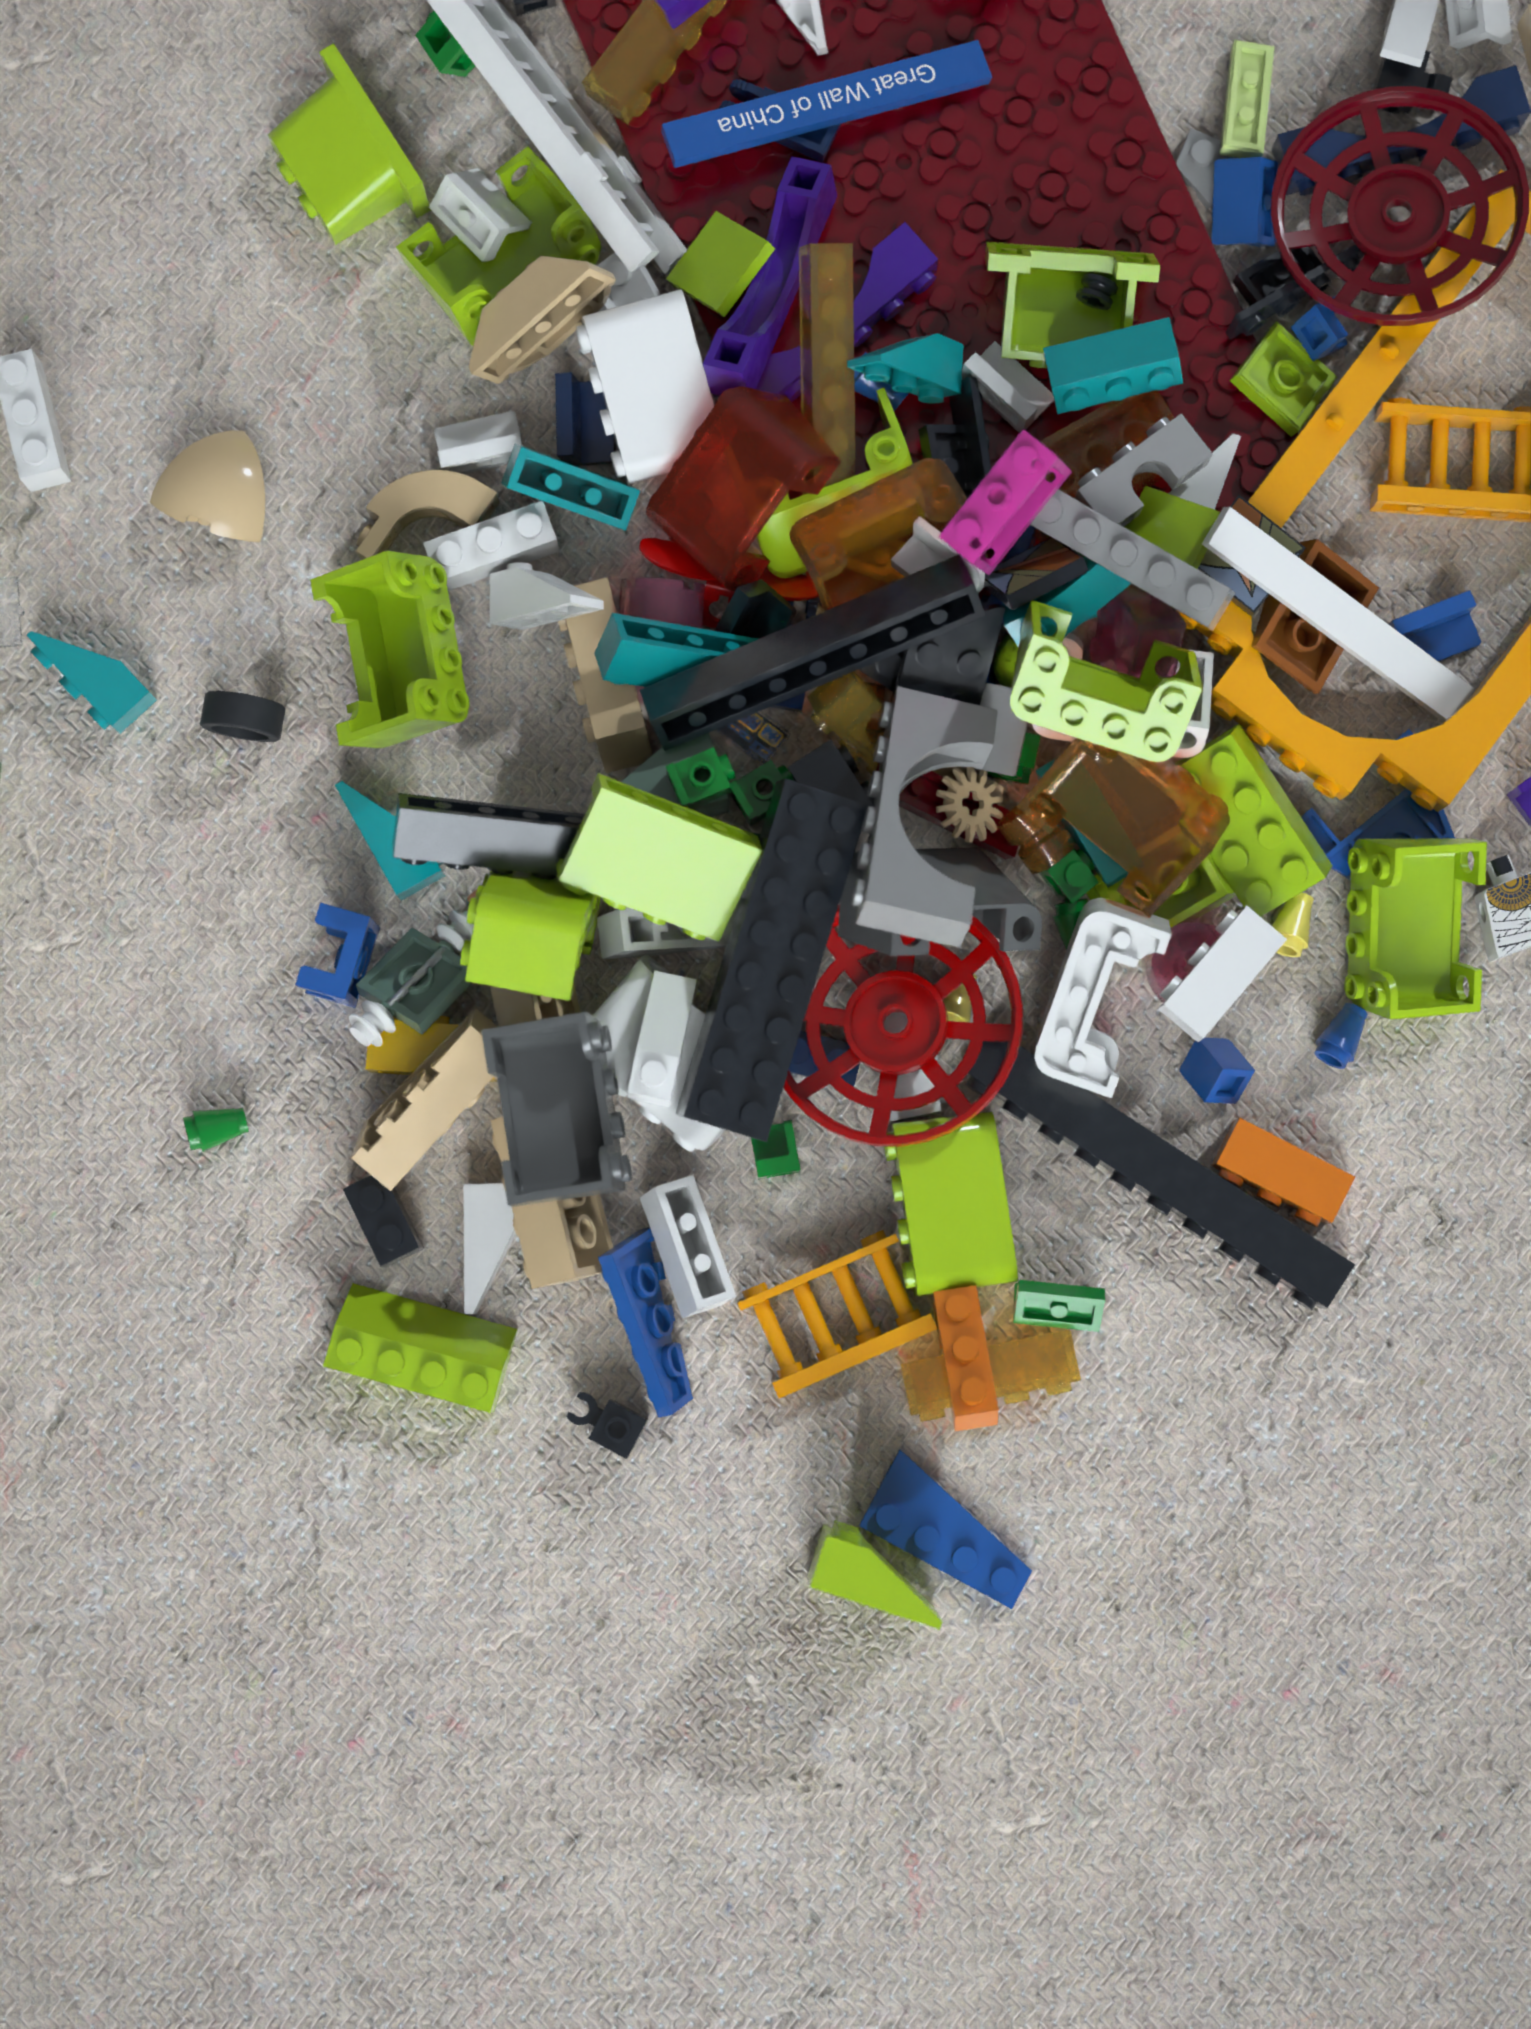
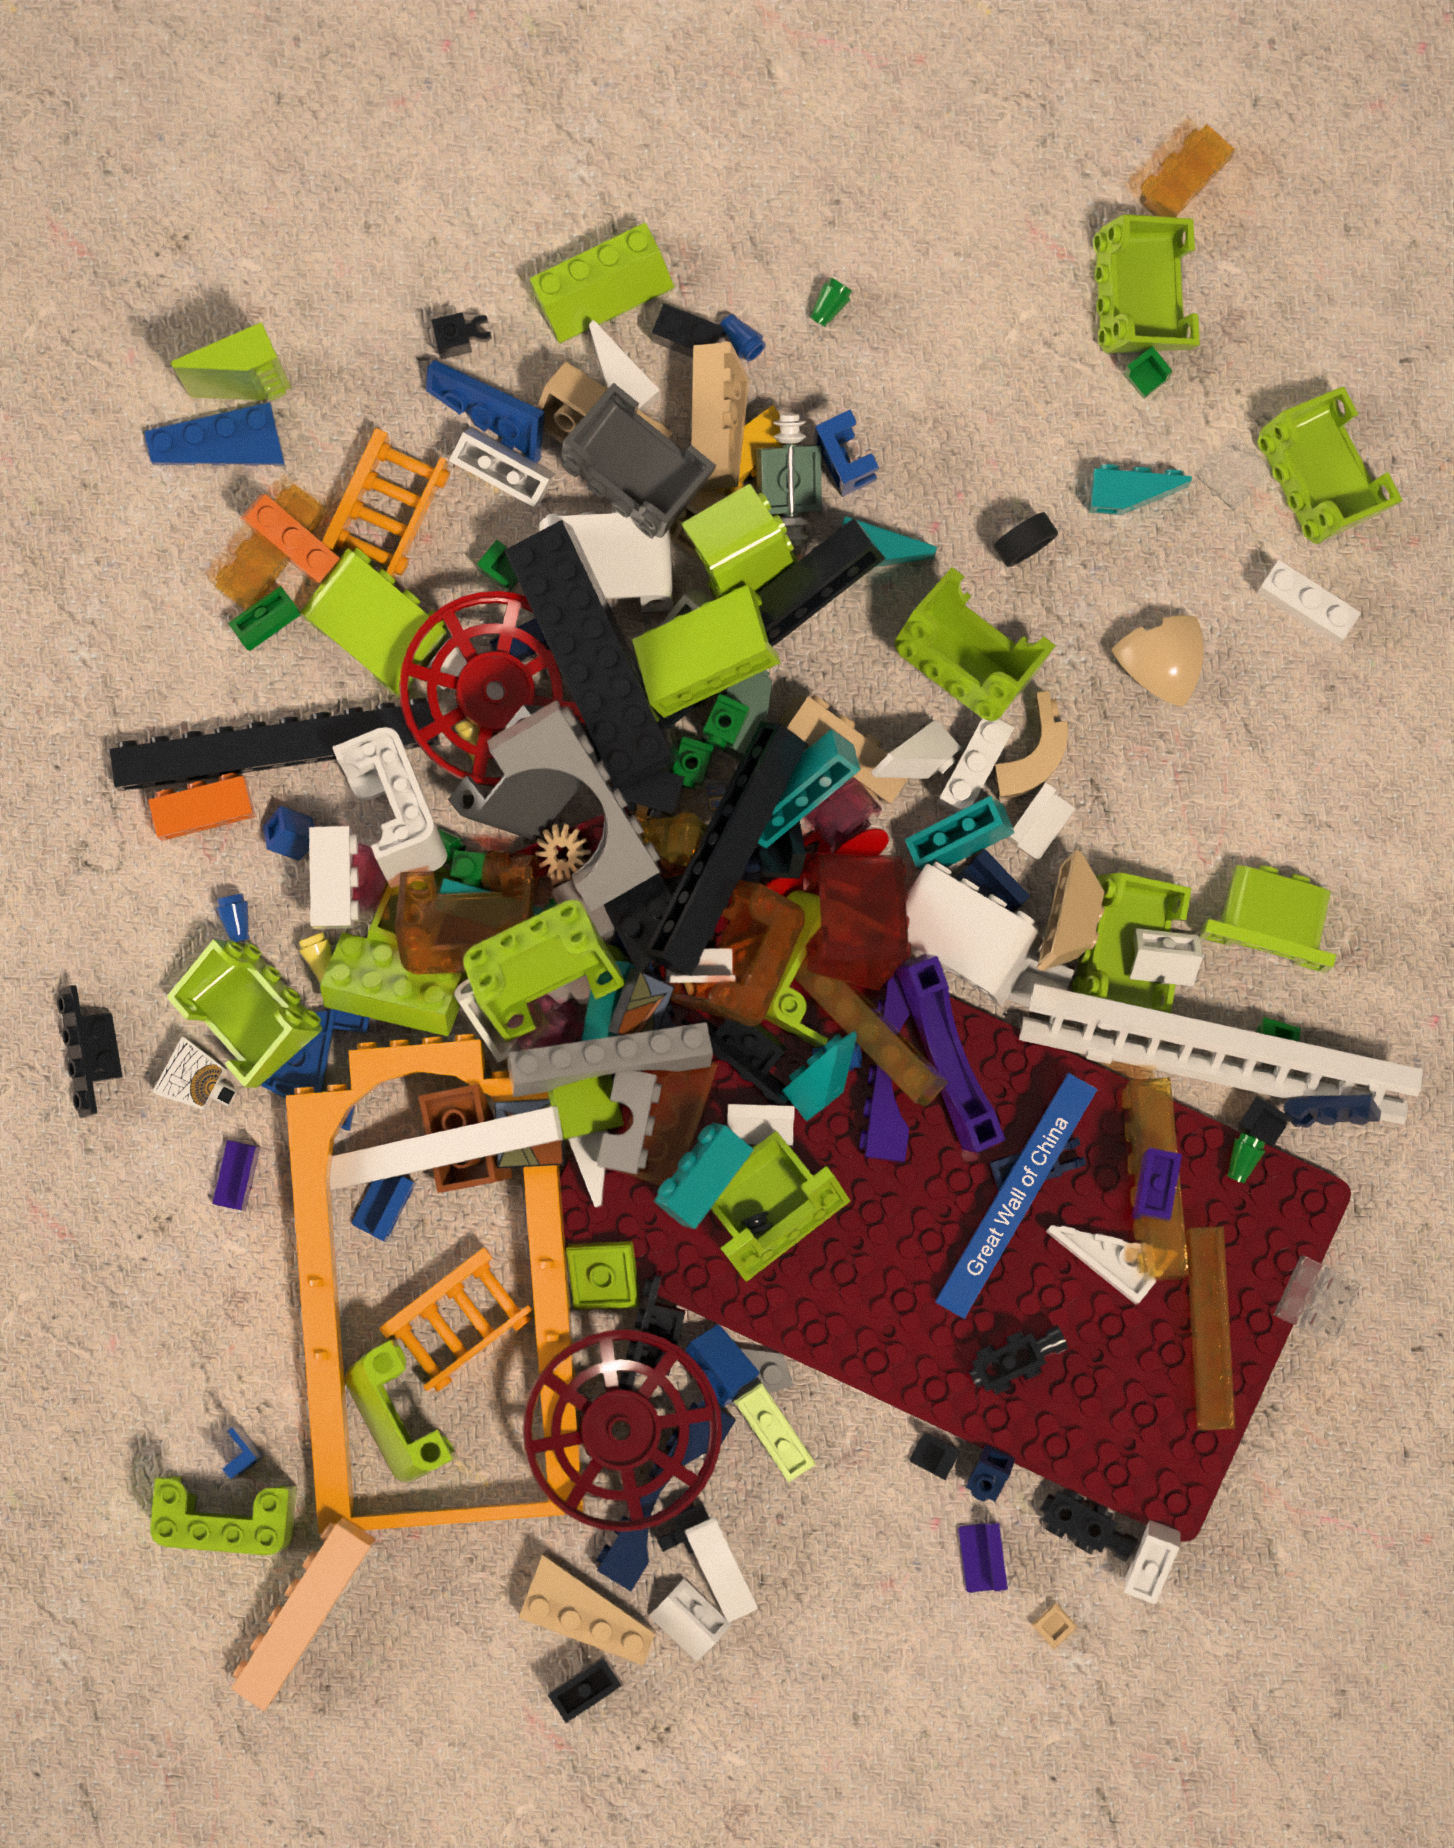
camera: 140 degrees right, 0 degrees up
(332, 1169) = (745, 340): none -> blue cone
(661, 1039) = (616, 559): white slope -> none
(720, 263) = (991, 1042): lime tile -> none
(1005, 502) = (684, 1013): dark pink window -> none
(1320, 332) = (606, 1319): blue panel -> none

